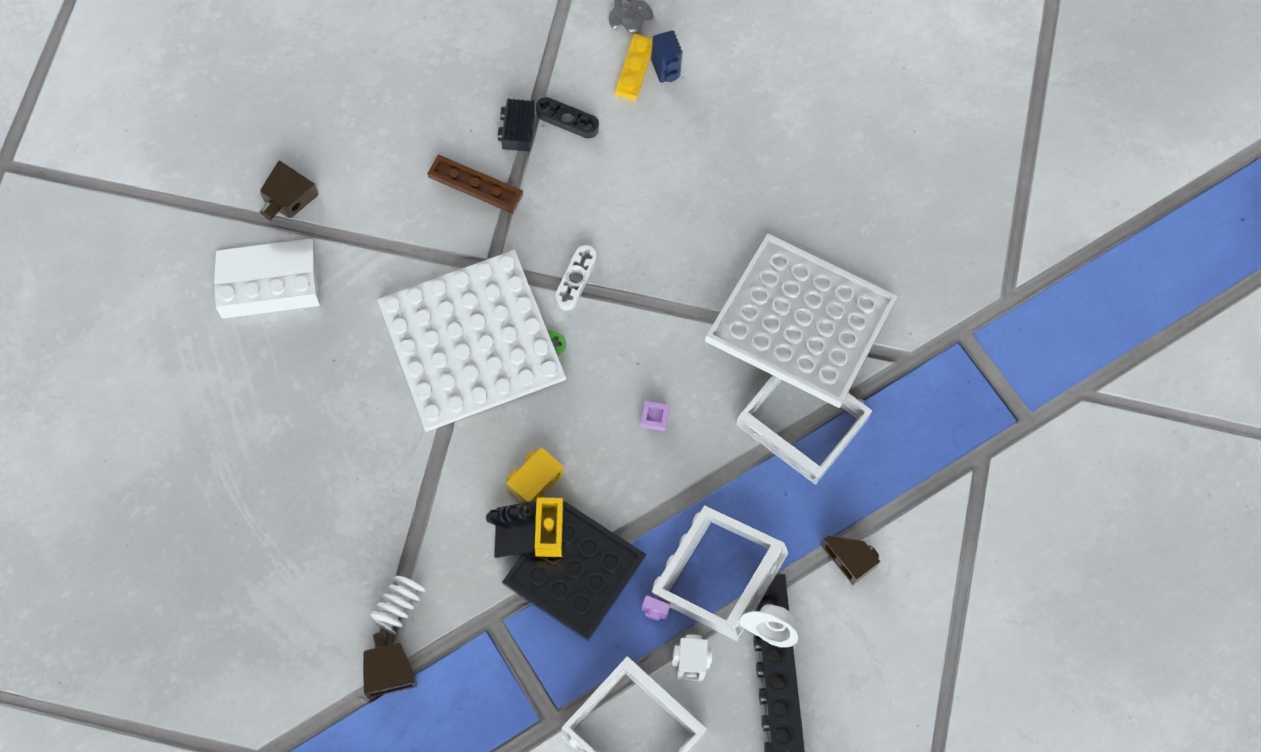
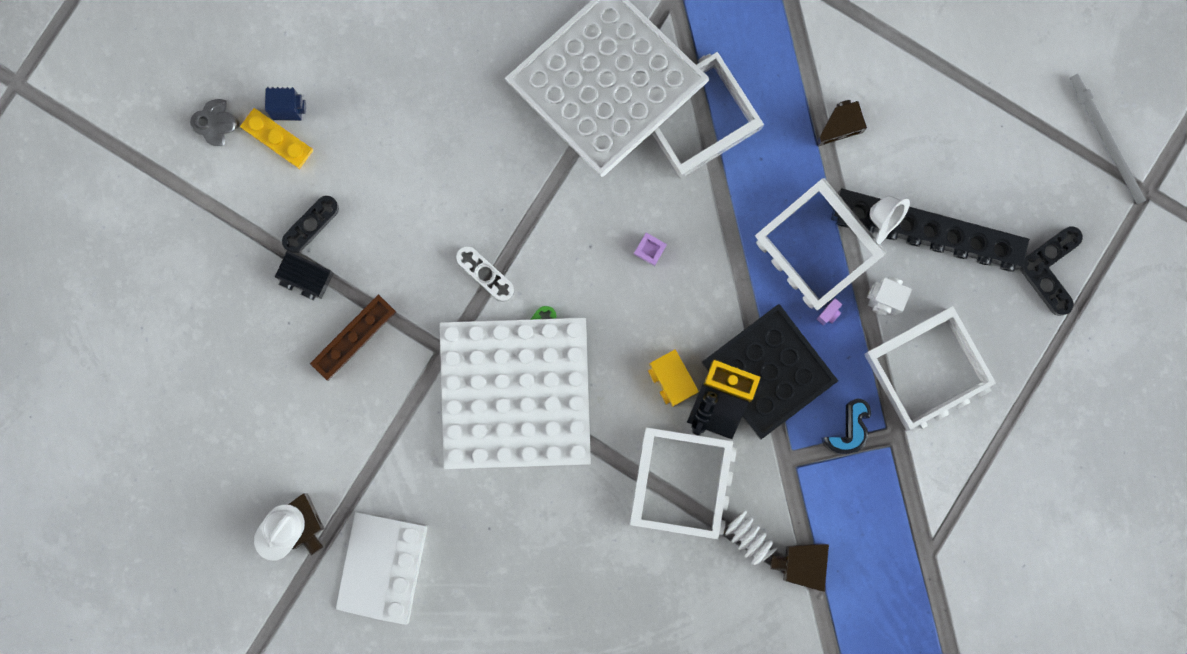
camera: 70 degrees left, 15 degrees up
(272, 174) = (279, 532): none -> white piece
(425, 481) = (724, 480): none -> white window
(543, 674) = (855, 429): none -> black animal

